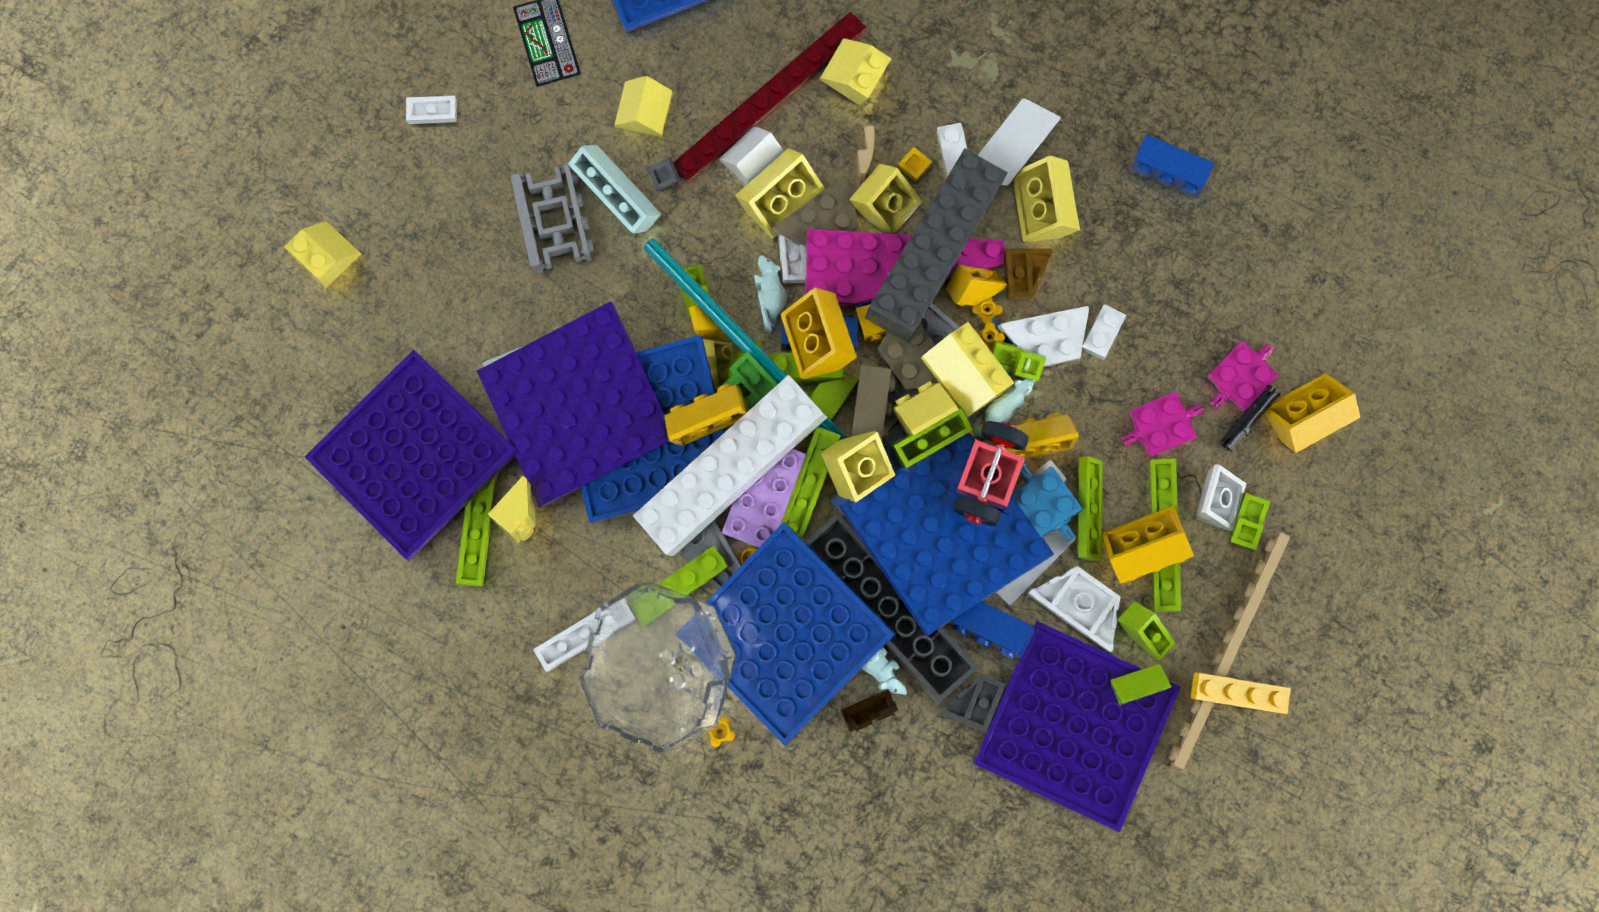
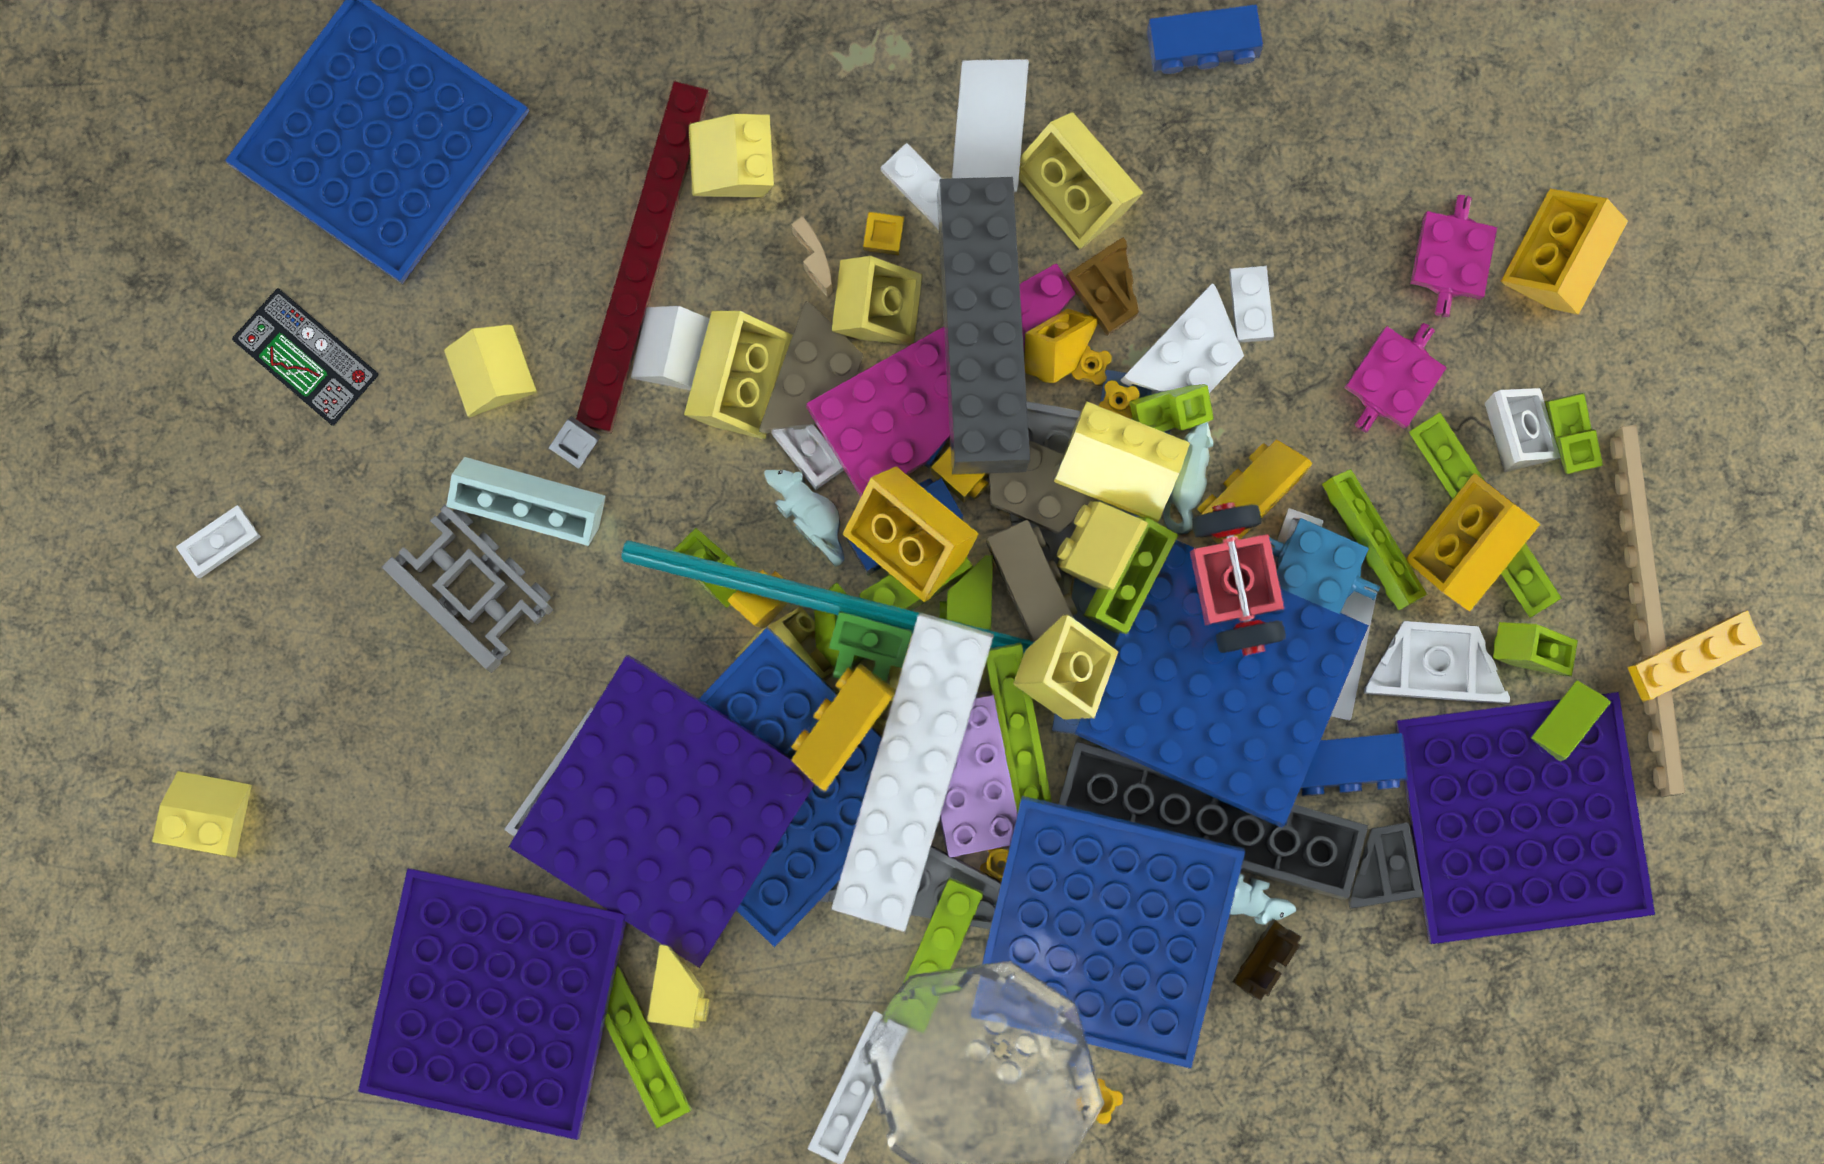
camera: 30 degrees left, 5 degrees up
(1242, 426) = (1493, 317): black pin -> none

